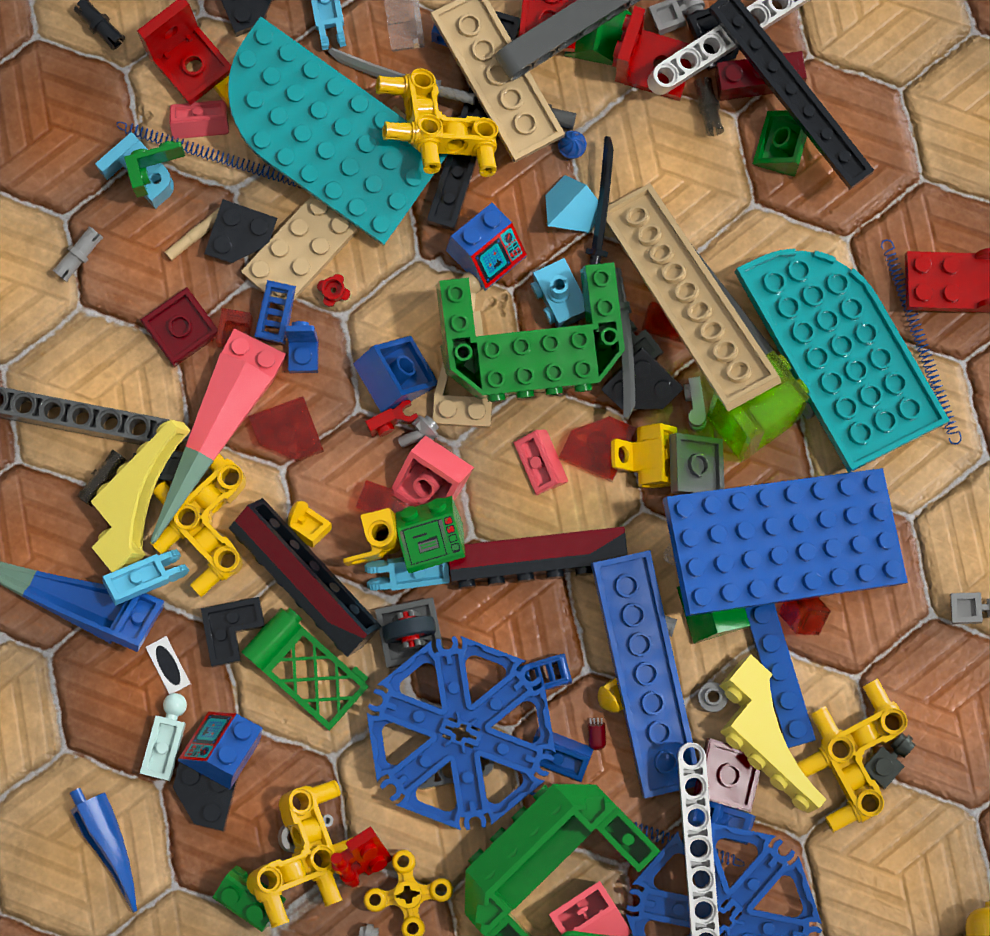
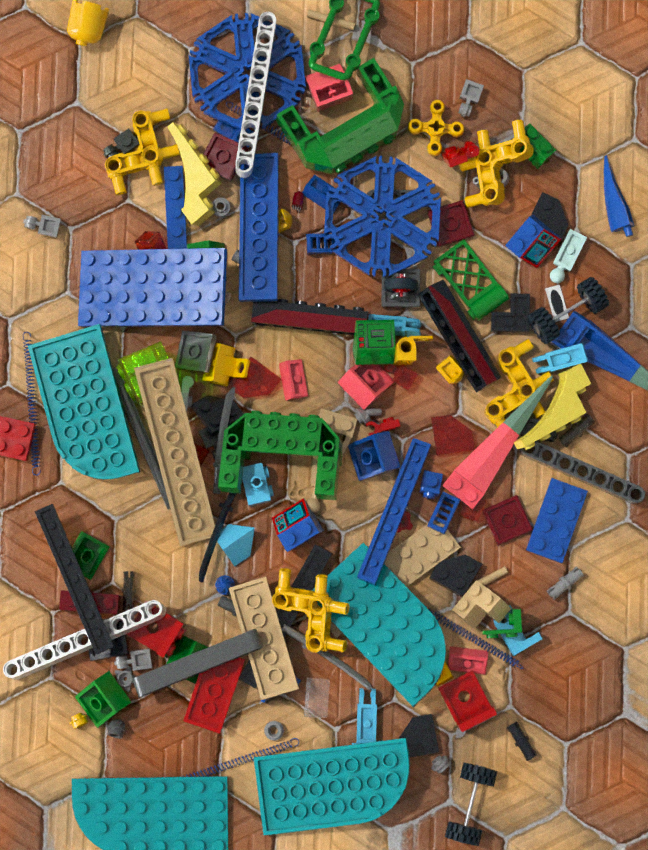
camera: 170 degrees left, 5 degrees up
(107, 342) = (556, 520): none -> blue plate
(114, 680) = (592, 296): none -> black axle
(194, 195) = (478, 603): none -> tan brick
(347, 295) = (394, 511): none -> blue plate
(350, 751) = (453, 224): none -> dark red tile

